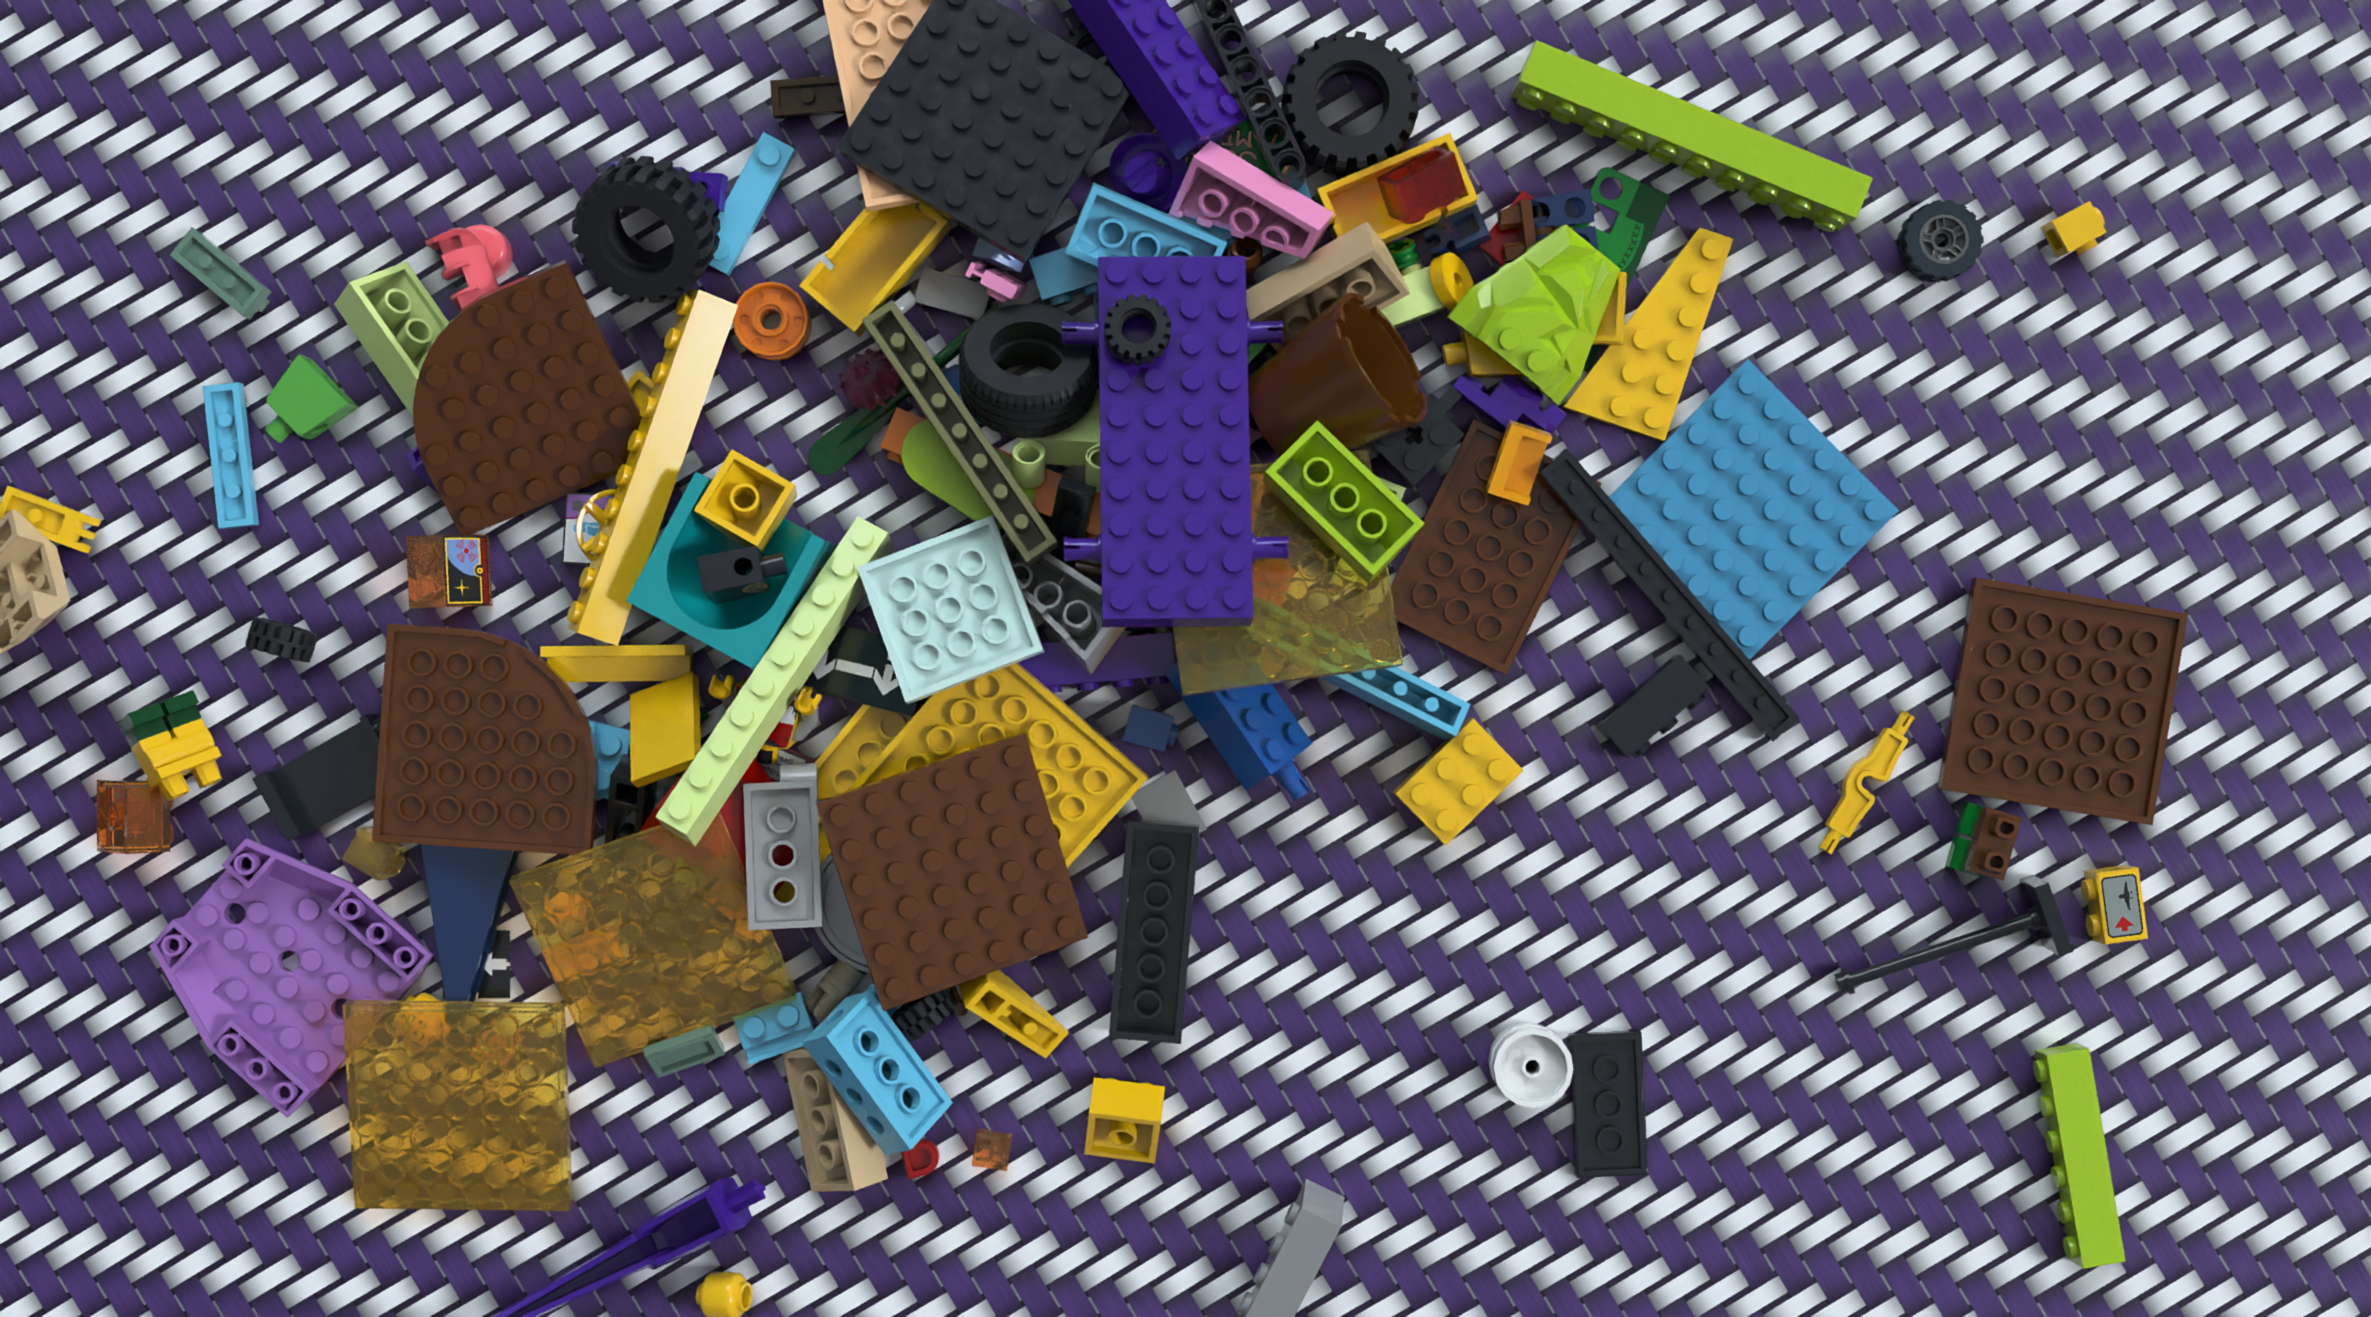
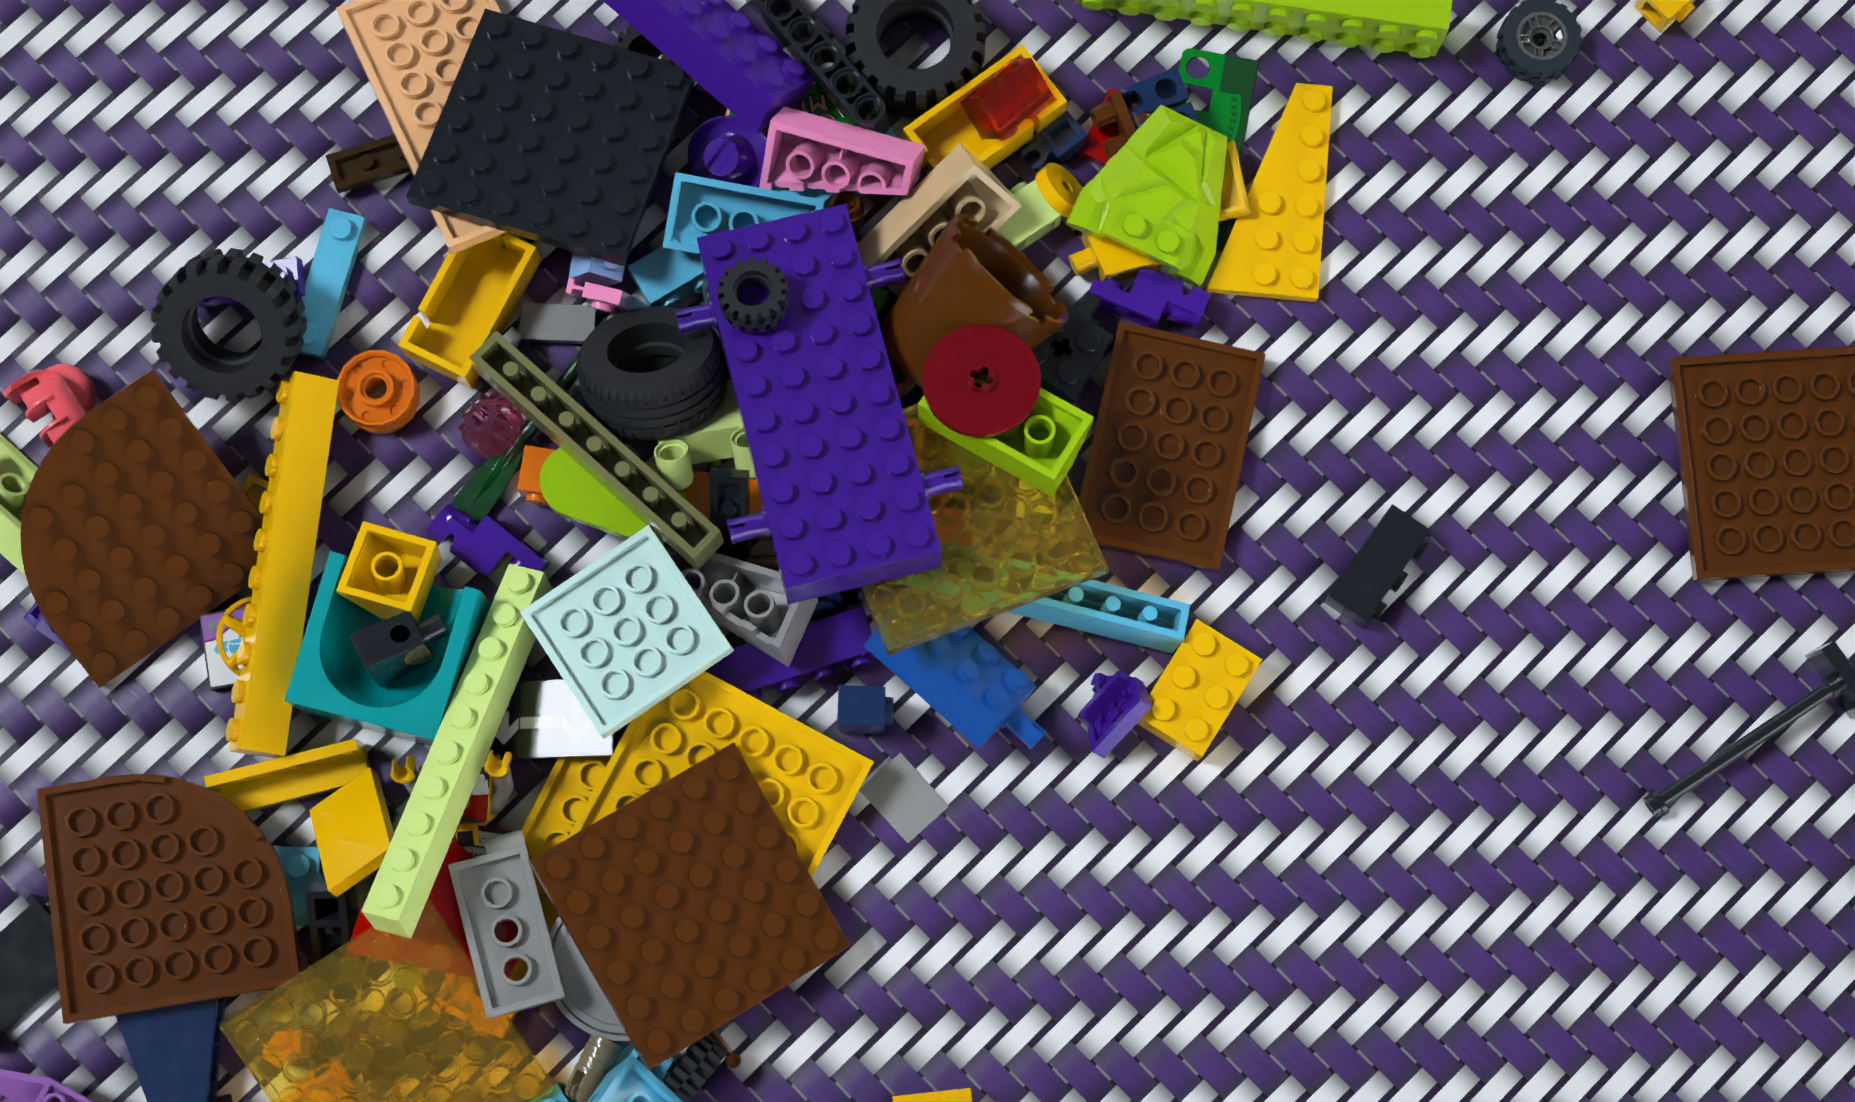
camera: 15 degrees left, 10 degrees down
(373, 857) = (70, 1043): clear yellow brick -> none
(449, 571) = (91, 725): slope -> none
(841, 490) = (483, 545): none -> dark purple plate
(1012, 1011) = (788, 1046): yellow slope -> none
(1154, 931) = (919, 922): black brick -> none
(1328, 435) = (993, 407): none -> dark red piece
(1377, 781) = (1114, 709): none -> dark purple slope
(1403, 253) = (1007, 175): green bush -> none
(1518, 462) = (1175, 349): light orange panel -> none
(1550, 1073) = (1328, 974): white wheel -> none
(1608, 1104) = (1445, 994): black tile -> none
(1668, 595) = (1364, 449): black plate -> none
(1752, 507) = (1420, 349): dark azure plate -> none
(1856, 799) = (1612, 611): yellow piece -> none
(1992, 841) = (1763, 612): reddish brown hips -> none

